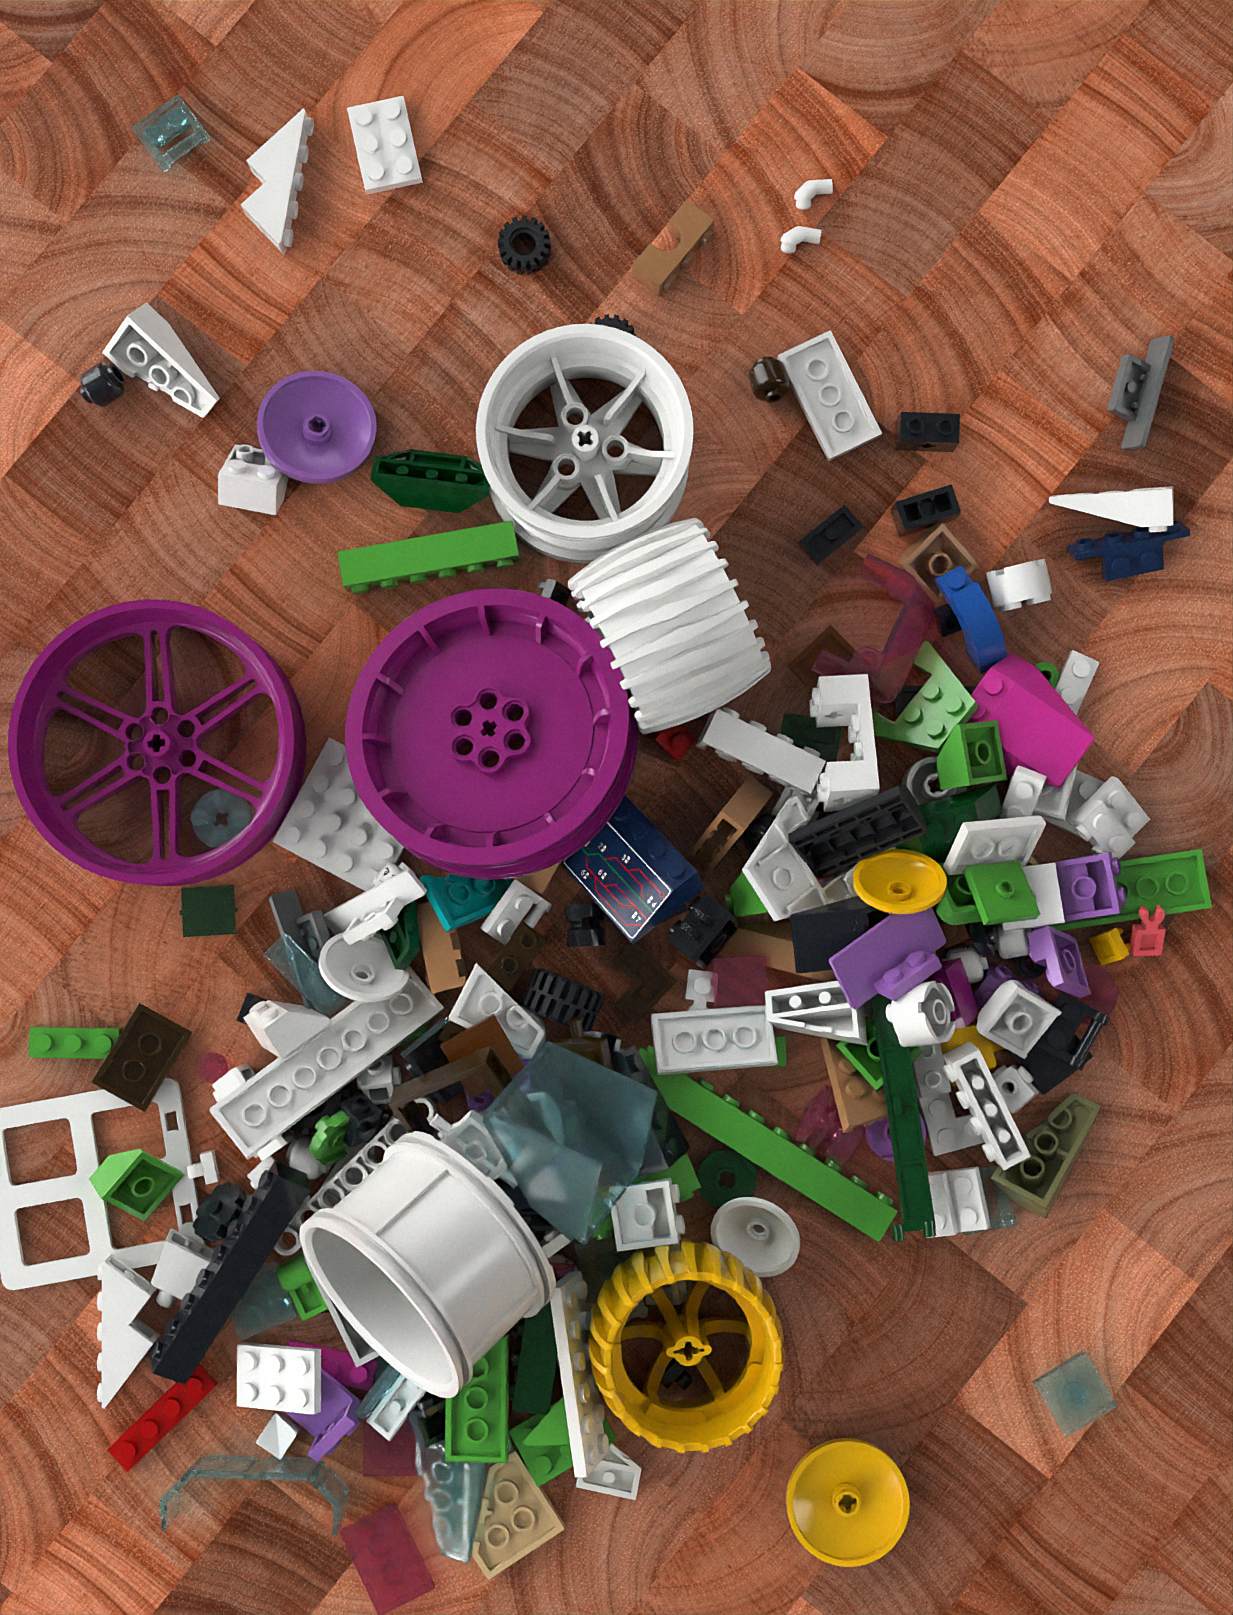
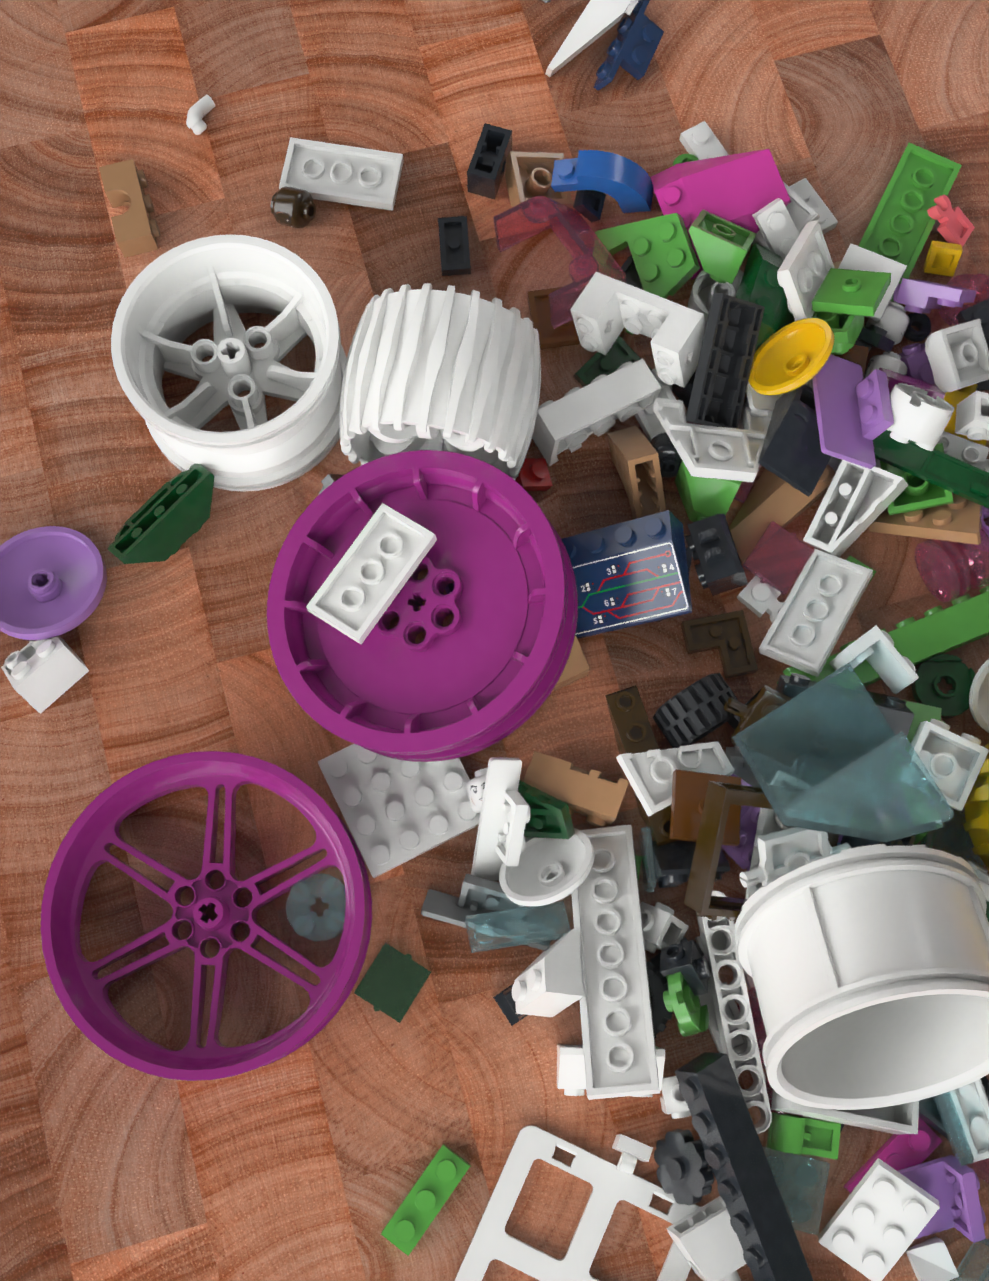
camera: 55 degrees left, 10 degrees down
(135, 1181) = (598, 1231): bright green slope -> none
(142, 1057) = (486, 1140): dark brown plate -> none
(212, 1067) = (540, 1079): clear pink plate -> none
(302, 1160) = (682, 1049): white head -> none
(428, 557) = (226, 568): bright green brick -> none
(463, 899) = (550, 732): teal wing -> none
(483, 679) = (371, 573): none -> white plate
(511, 911) = (589, 704): white plate -> none
(524, 228) = (20, 307): black tyre -> none
(589, 935) = (641, 652): black wheel -> none
(691, 1093) = (879, 651): none -> white bracket
(809, 190) = (168, 81): white arm -> none
(927, 431) = (427, 121): black brick -> none
(1019, 583) = (603, 127): white brick -> none
(1090, 886) = (888, 230): medium lavender plate -> none
(1110, 819) = (840, 191): white plate -> none

